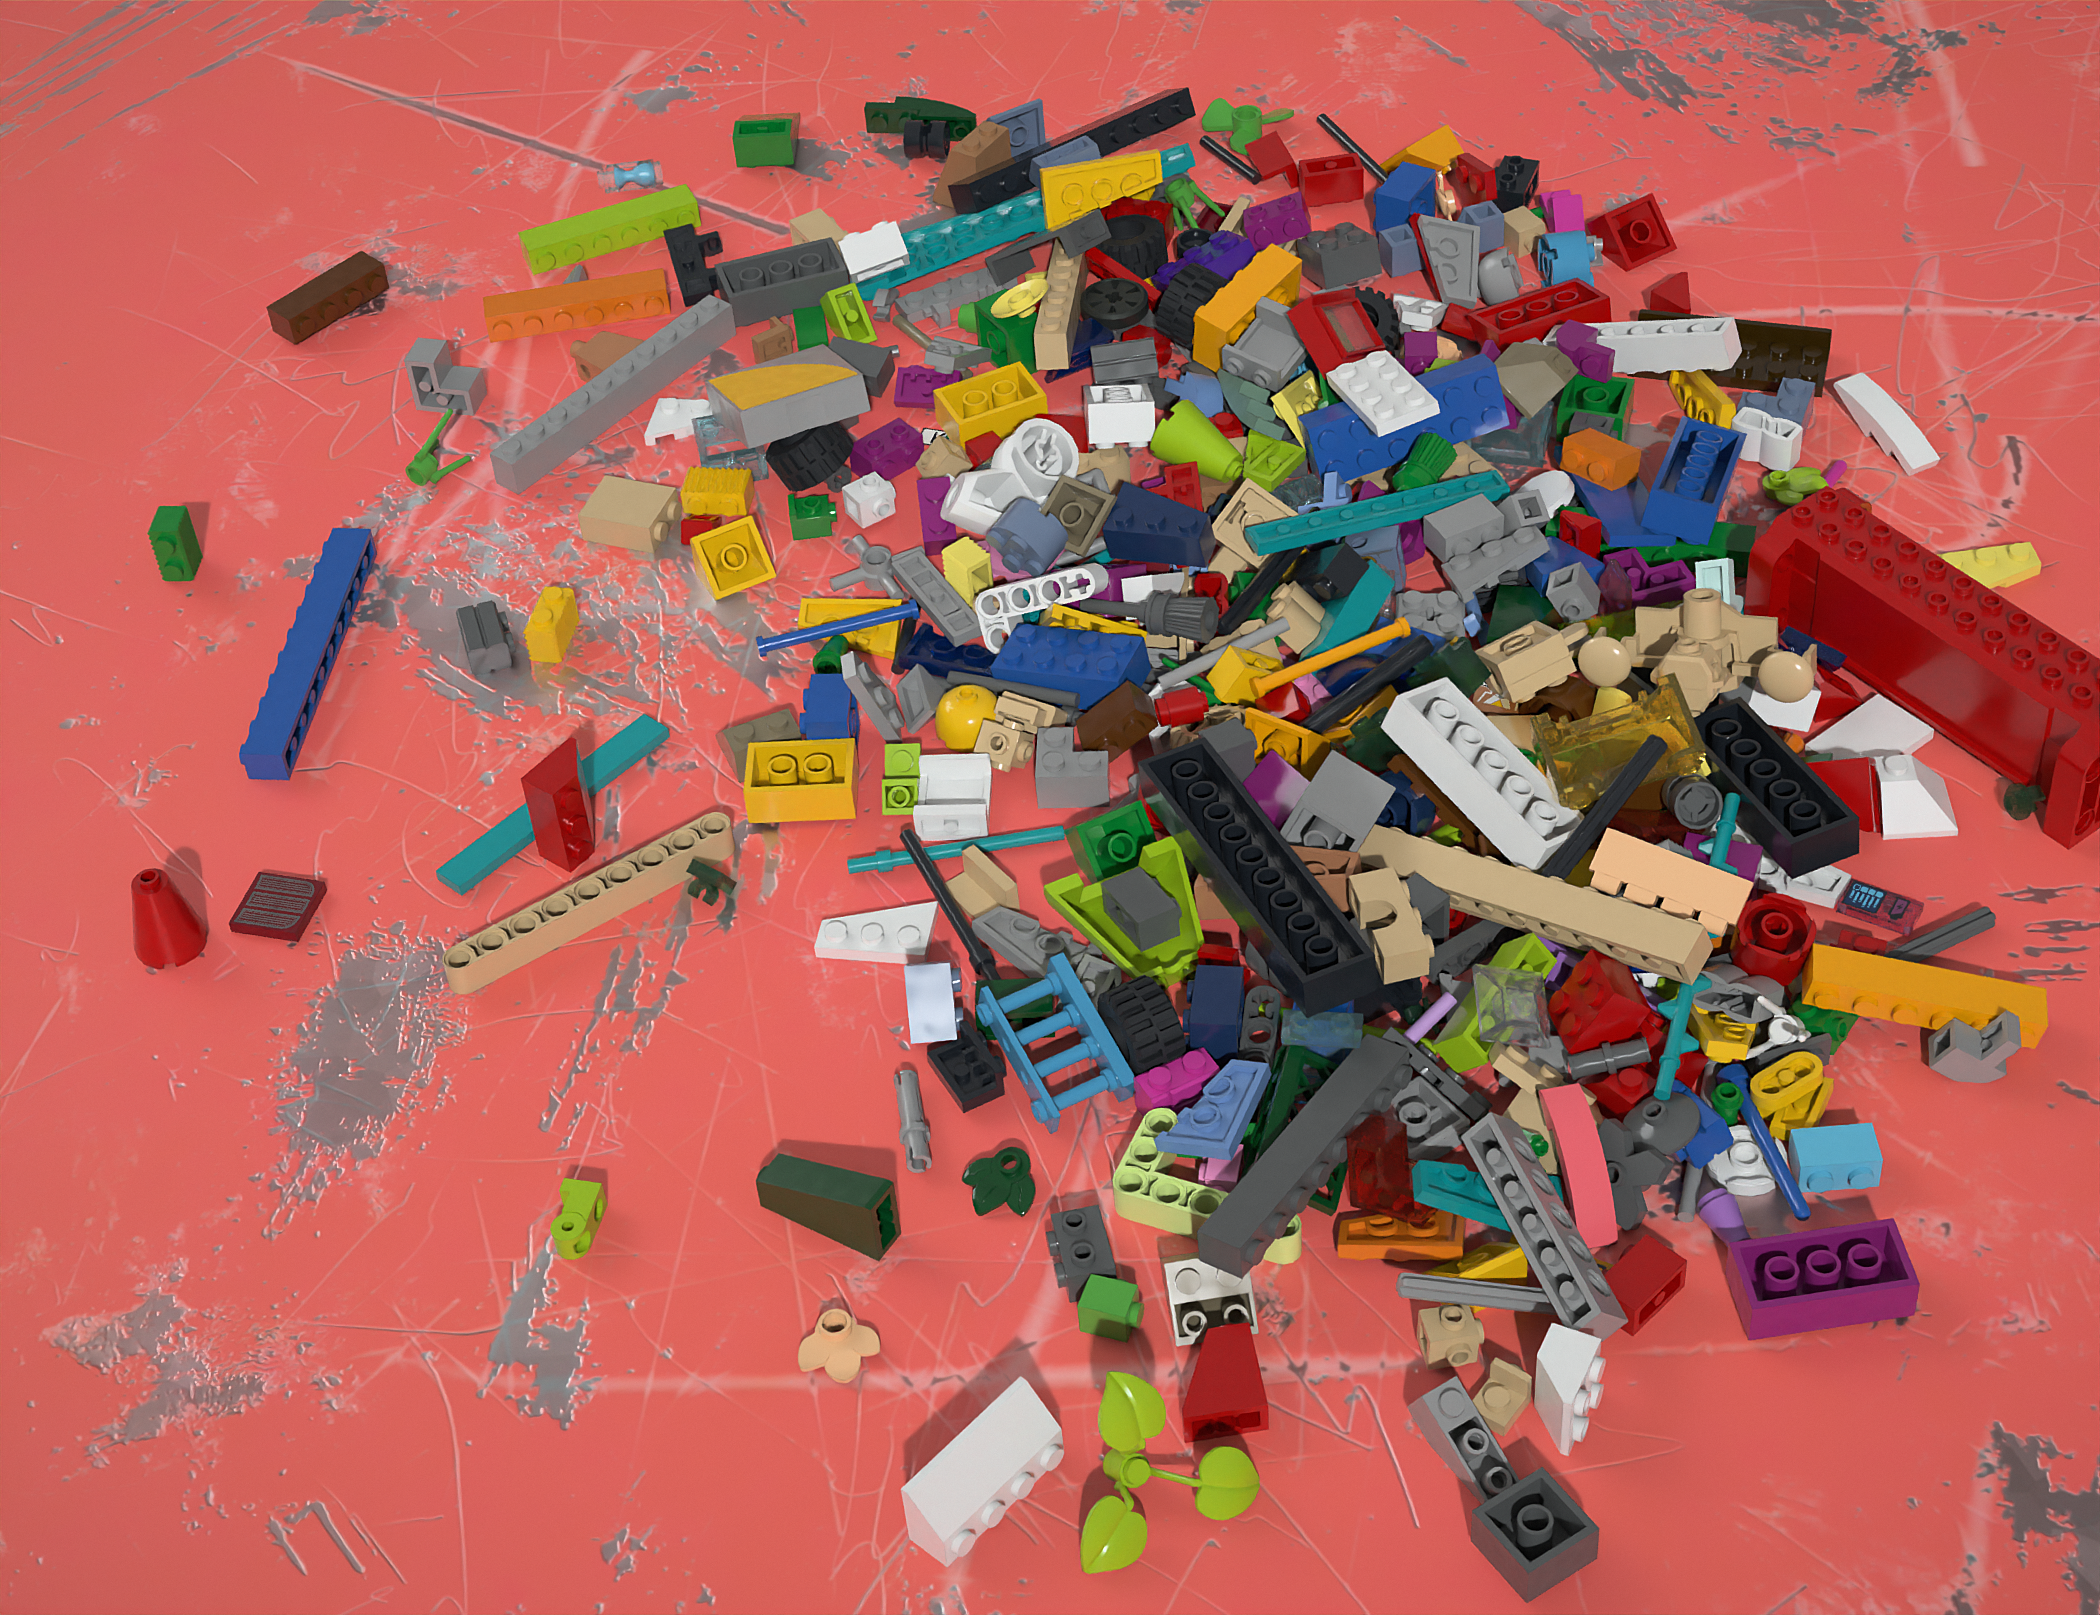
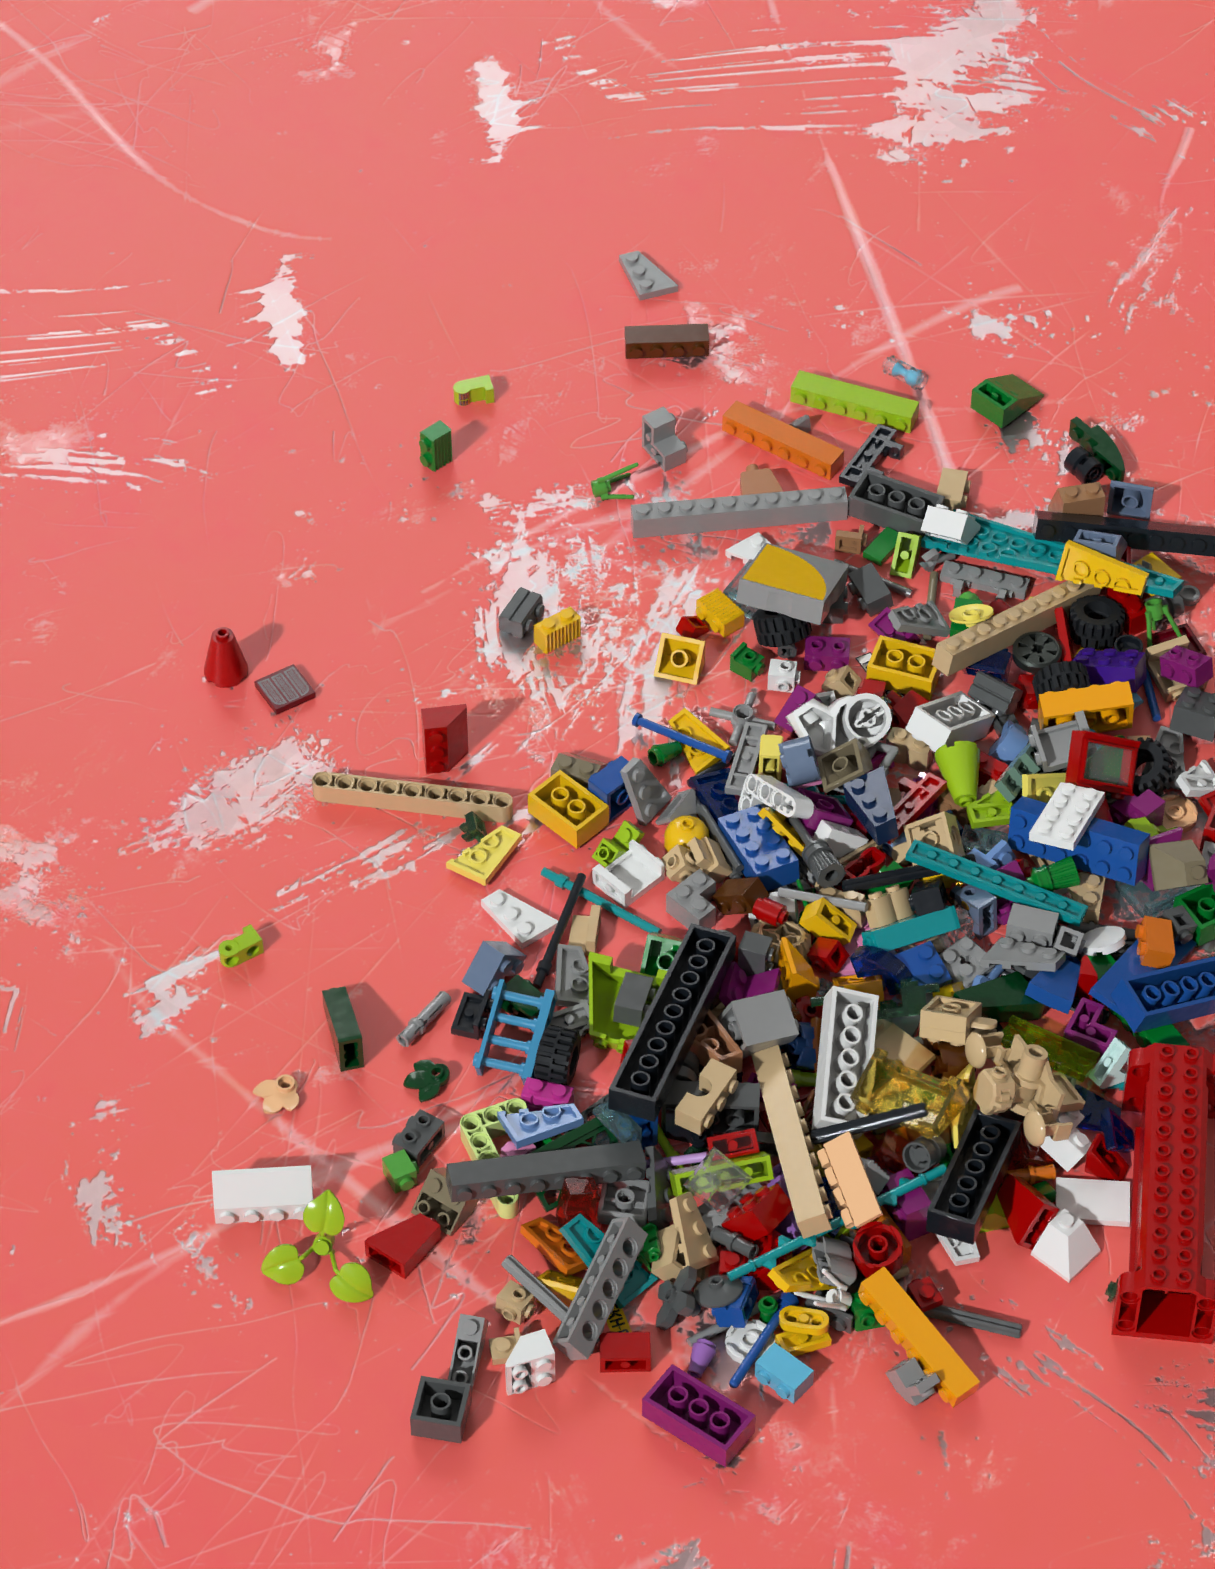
camera: 40 degrees right, 5 degrees up
(150, 473) = (473, 390): none -> lime leg
(222, 265) = (645, 277): none -> light grey wing
(308, 655) = (437, 558): blue brick -> none
(516, 830) = (478, 730): teal tile -> none
(629, 514) = (664, 592): tan brick -> none
(760, 899) = (486, 857): none -> light yellow wing
(1076, 236) = (1045, 591): dark grey panel -> none
(1215, 1012) = (594, 1076): dark blue brick -> none
(1261, 685) = (870, 942): light orange bar -> none
(1368, 685) = (838, 972): black axle -> none
(1472, 945) = (735, 1143): none -> red brick
(1573, 592) = (1034, 1004): light grey brick -> none
(1581, 1163) = (657, 1276): coral slope -> none
(1615, 588) = (1061, 1018): clear pink slope -> none
(1880, 907) = (976, 1284): tile -> none

